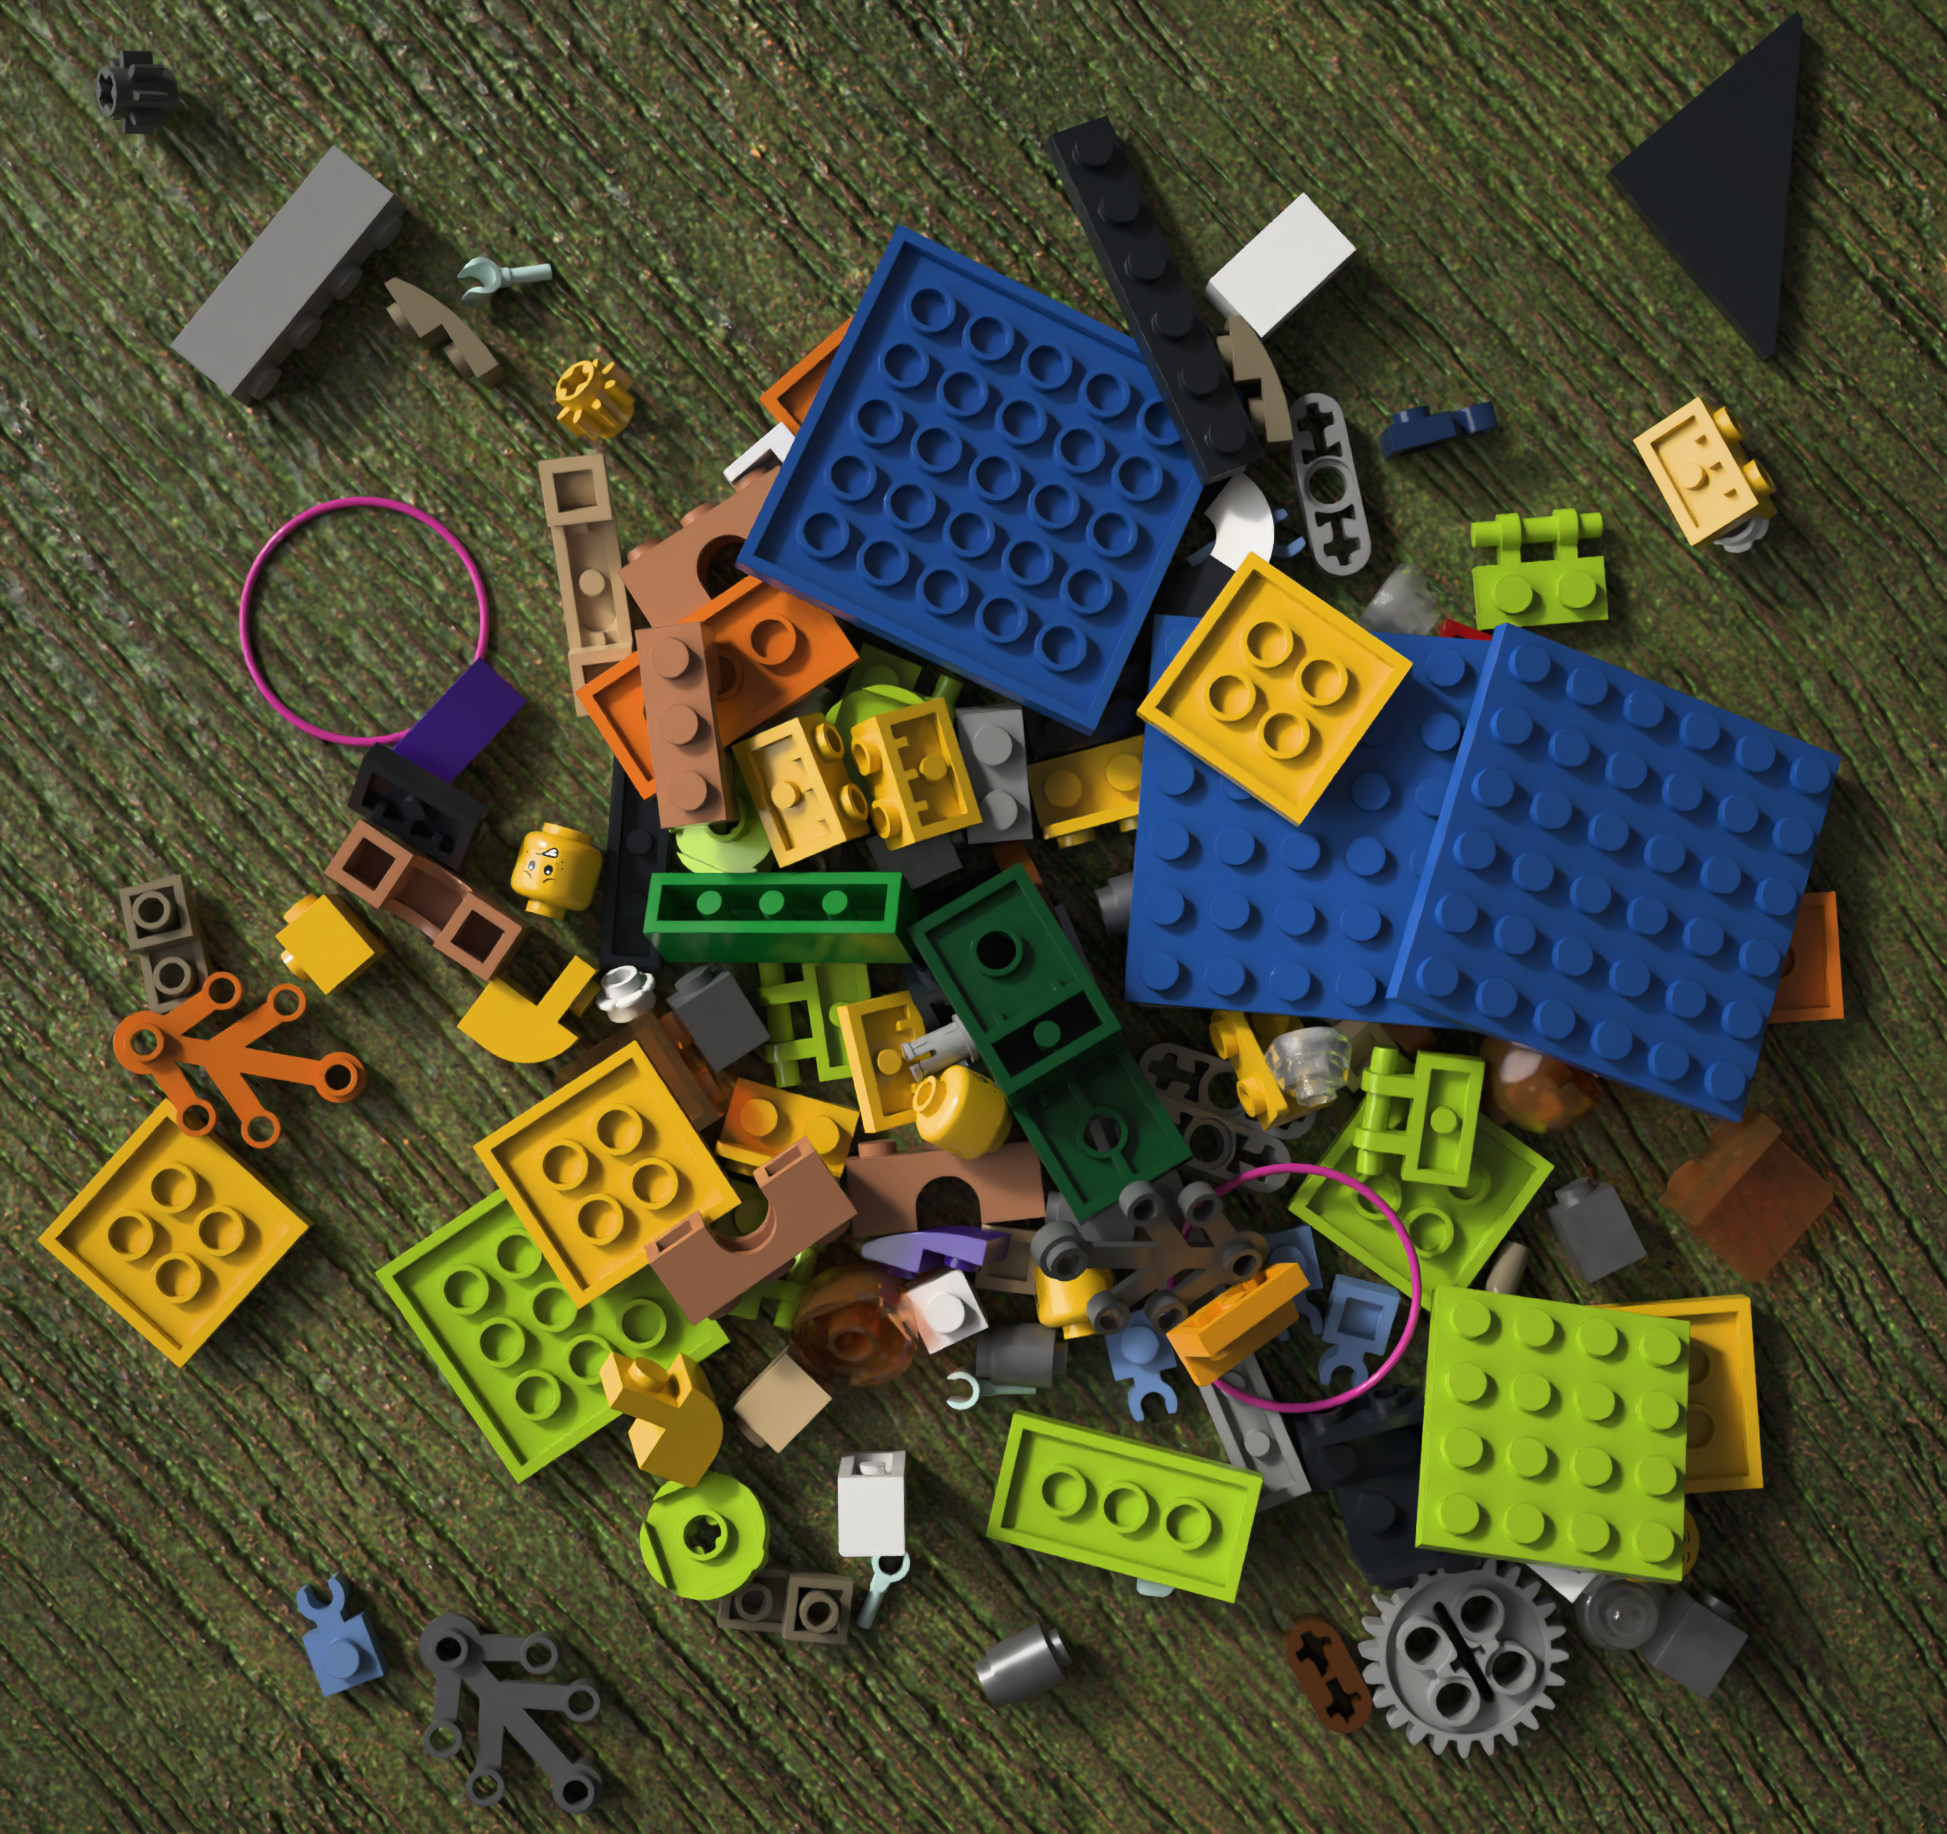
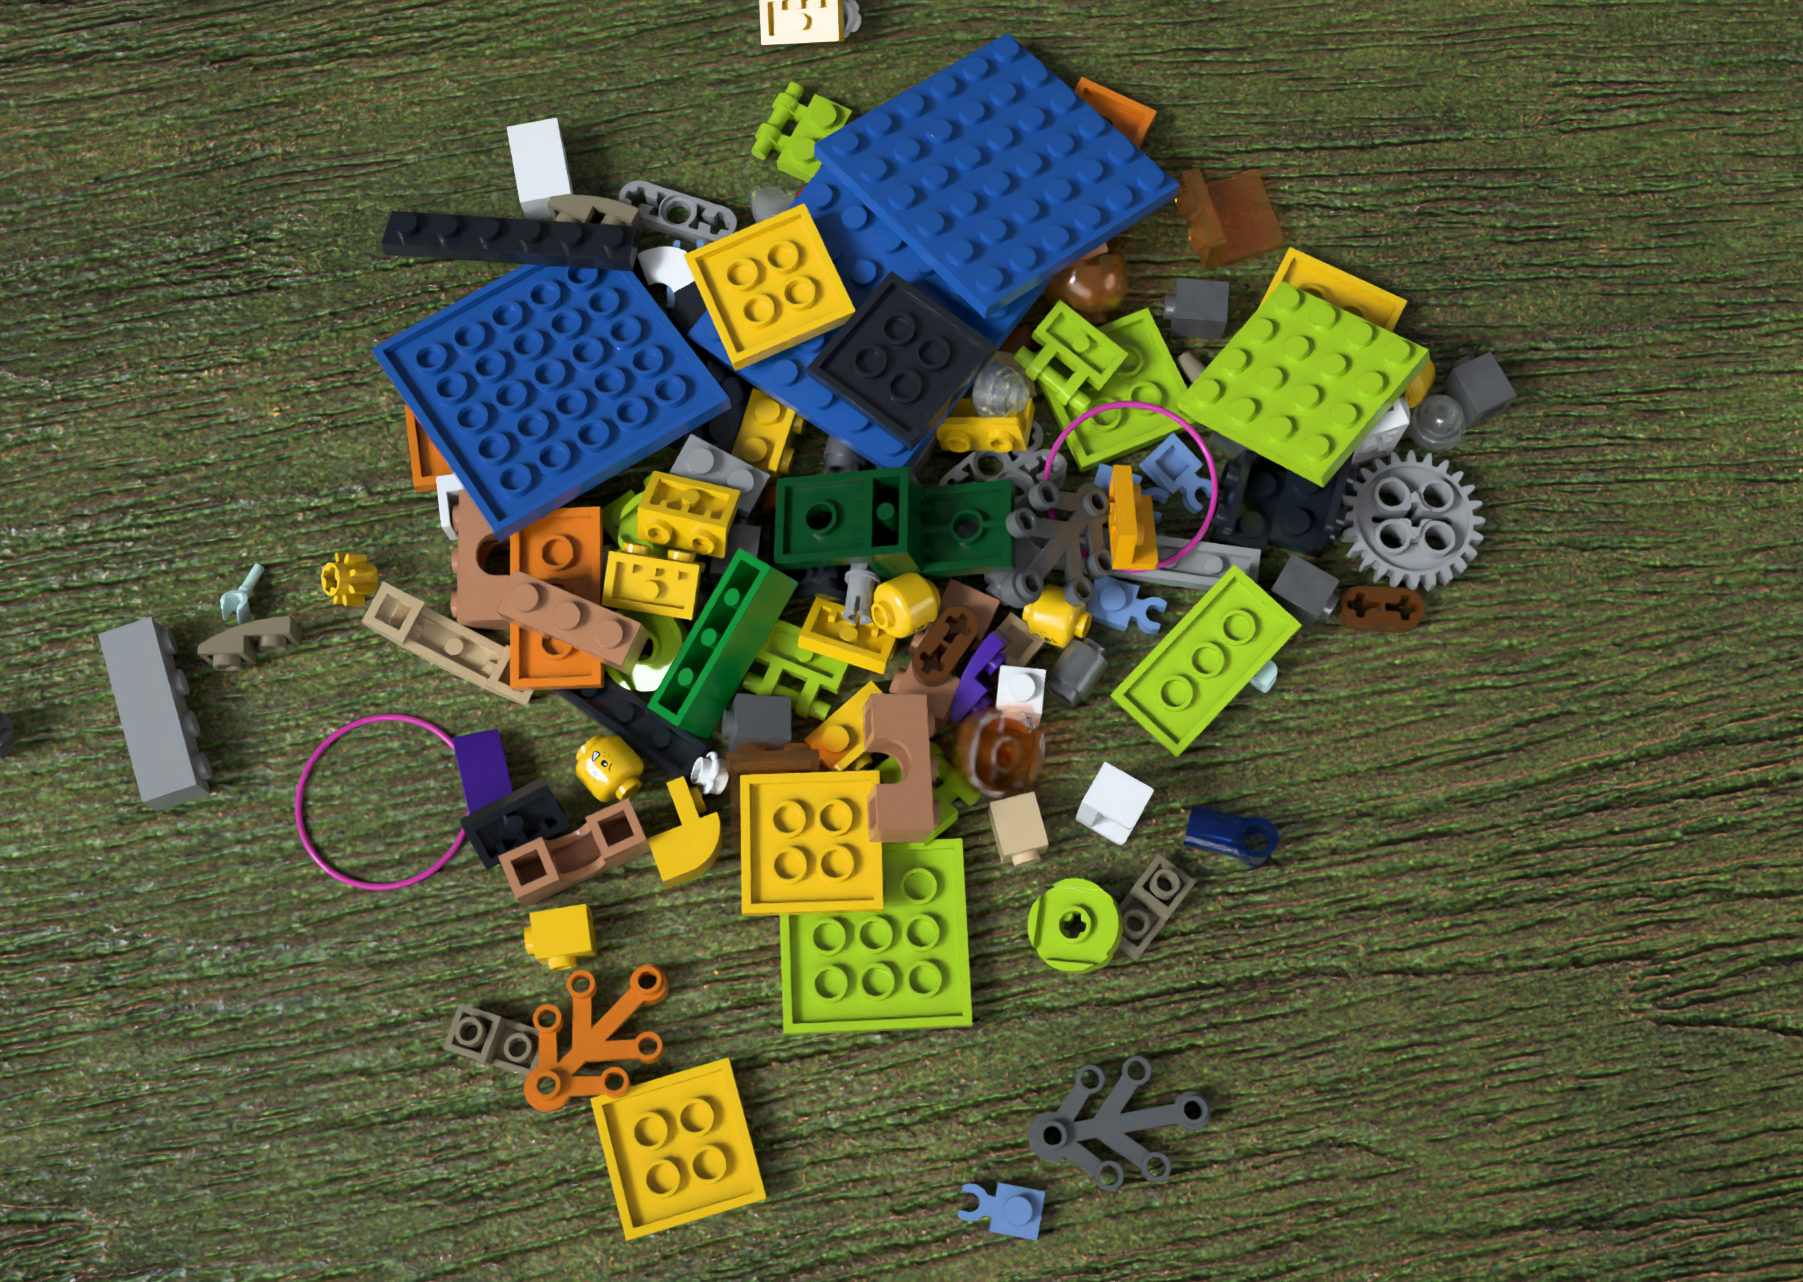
camera: 60 degrees left, 15 degrees down
(675, 1413) = (990, 891): yellow brick -> none
(879, 1586) = (1169, 841): light aqua hand -> none
(926, 1649) = (1224, 835): none -> clear blue piece
(942, 1205) = (953, 652): none -> reddish brown beam
(981, 1387) = (1087, 705): light aqua hand -> none
(1024, 1666) = (1272, 781): flat silver brick -> none
(1269, 922) = (901, 360): none -> black plate
(1288, 1571) = (1305, 591): none -> flat silver brick
(1420, 431) = (682, 146): dark blue plate -> none

